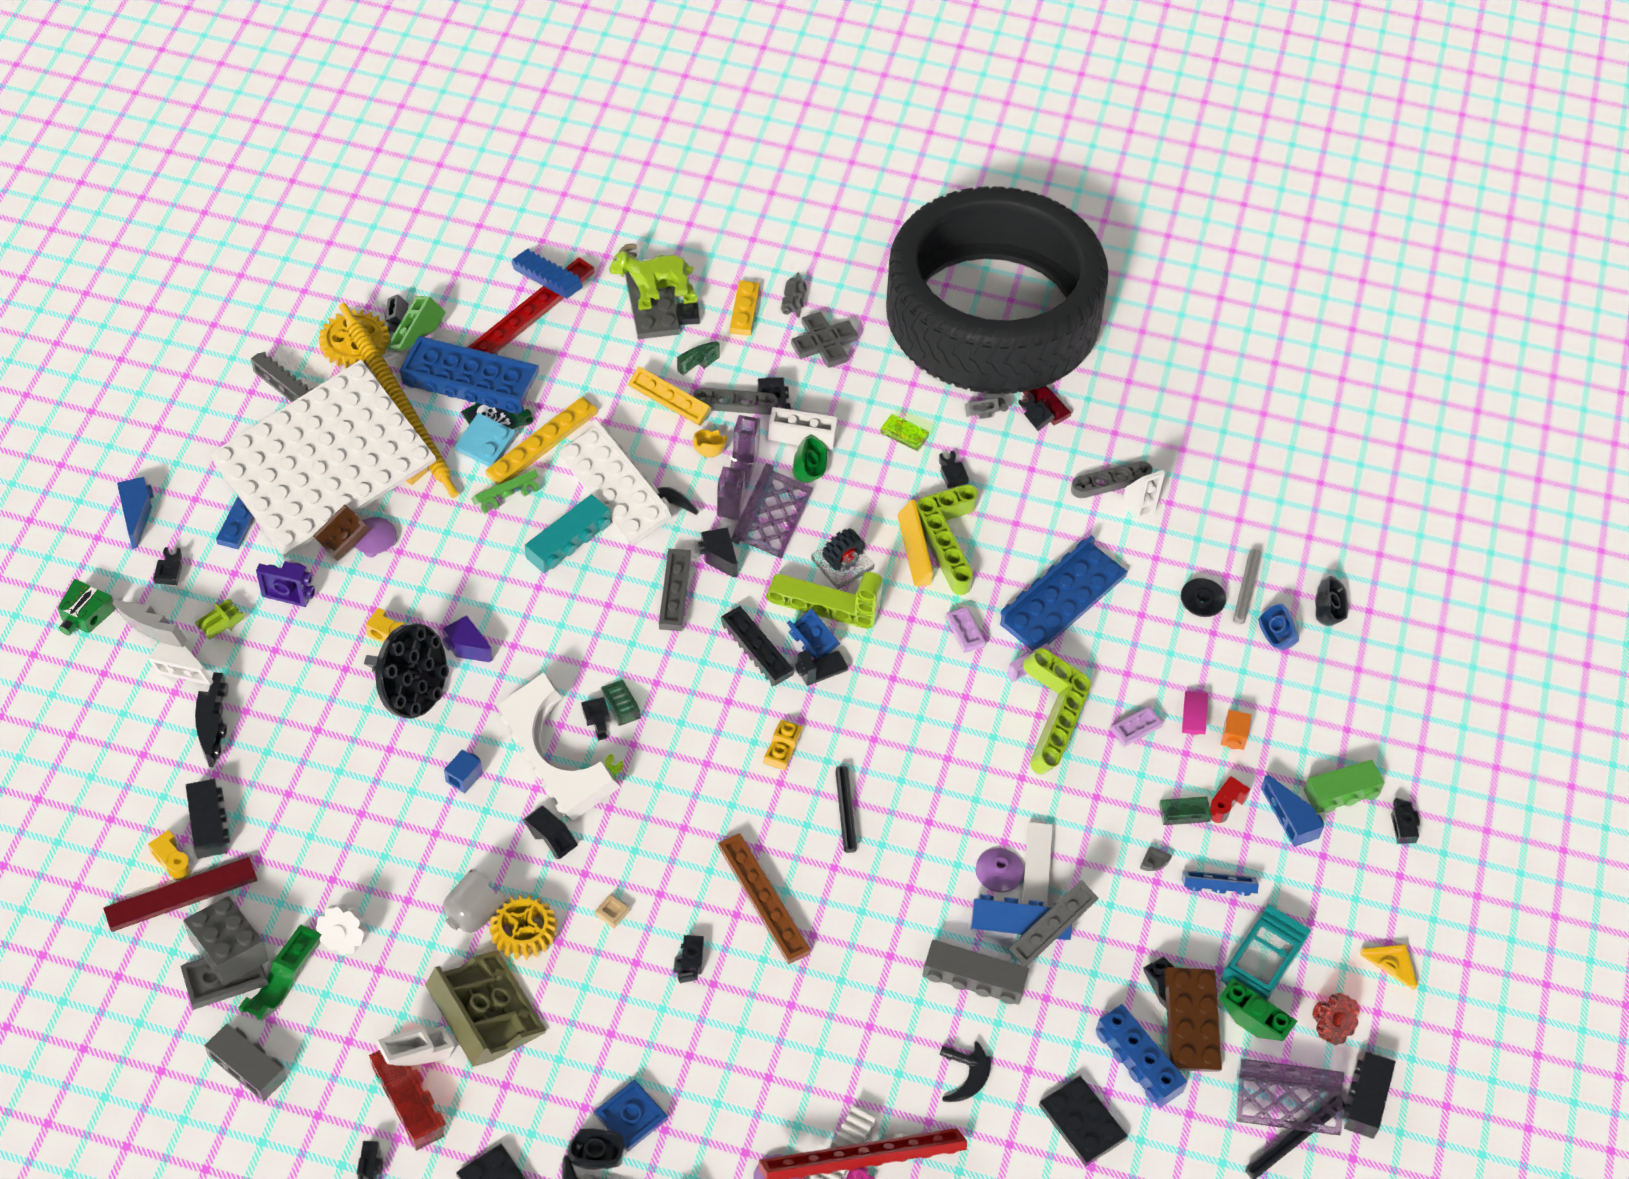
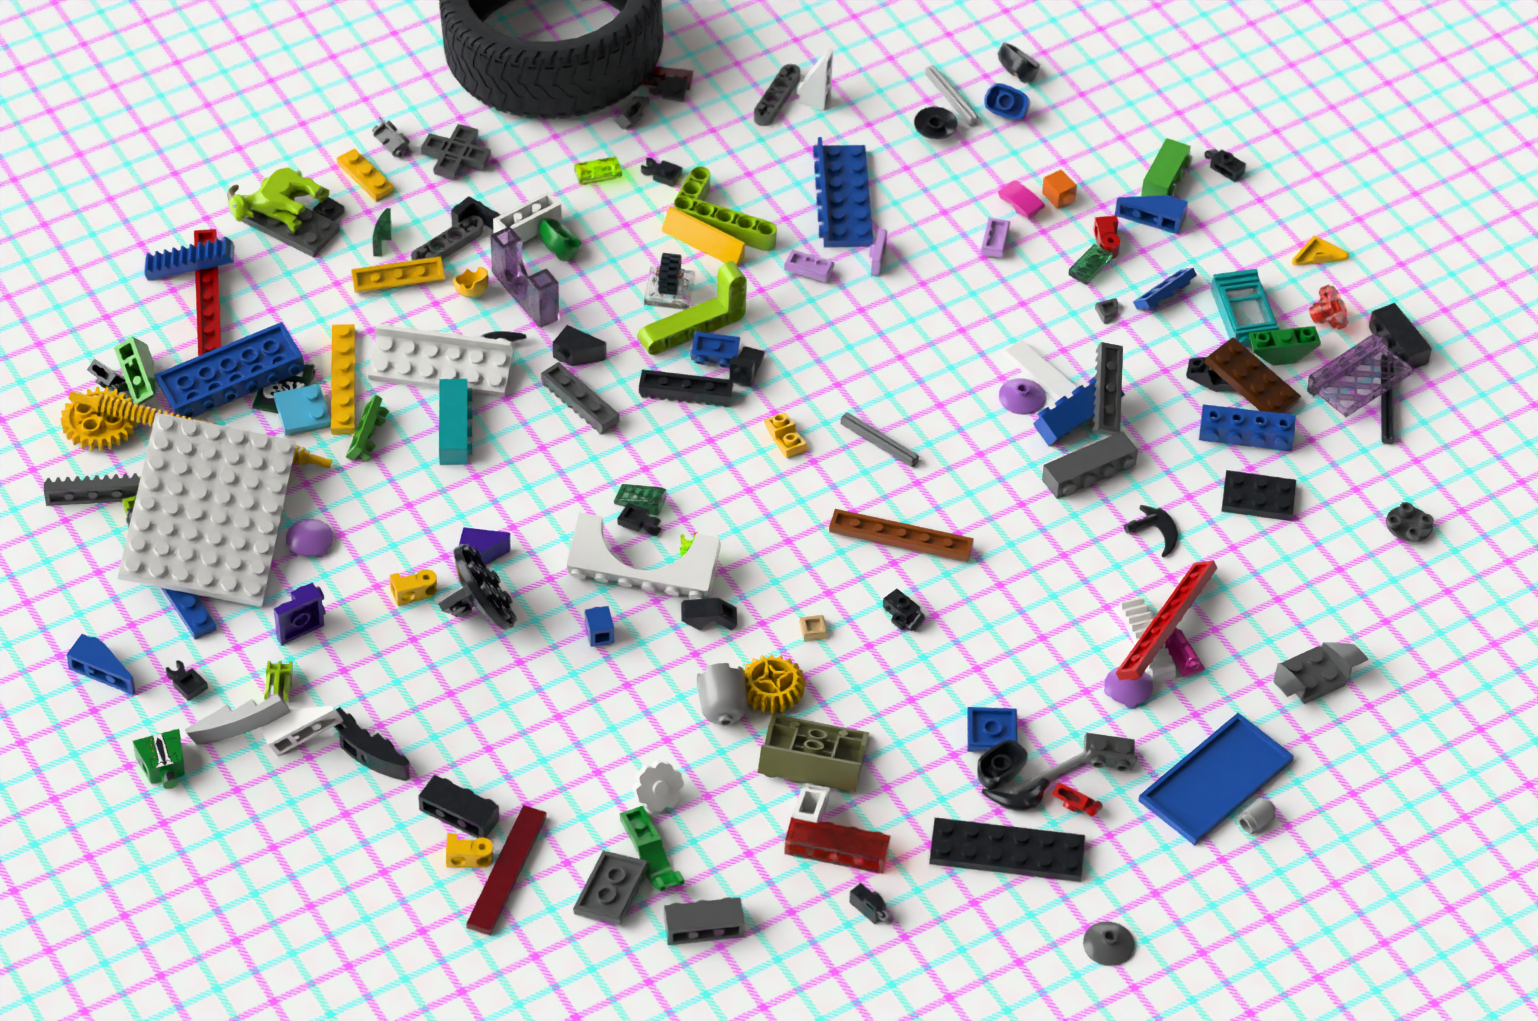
camera: 45 degrees left, 5 degrees down
(226, 940) = (590, 860): dark grey brick -> none
(341, 532) = (290, 551): reddish brown bracket -> none
(757, 500) = (569, 313): clear purple fence -> none
(1072, 692) = (940, 261): lime beam -> none

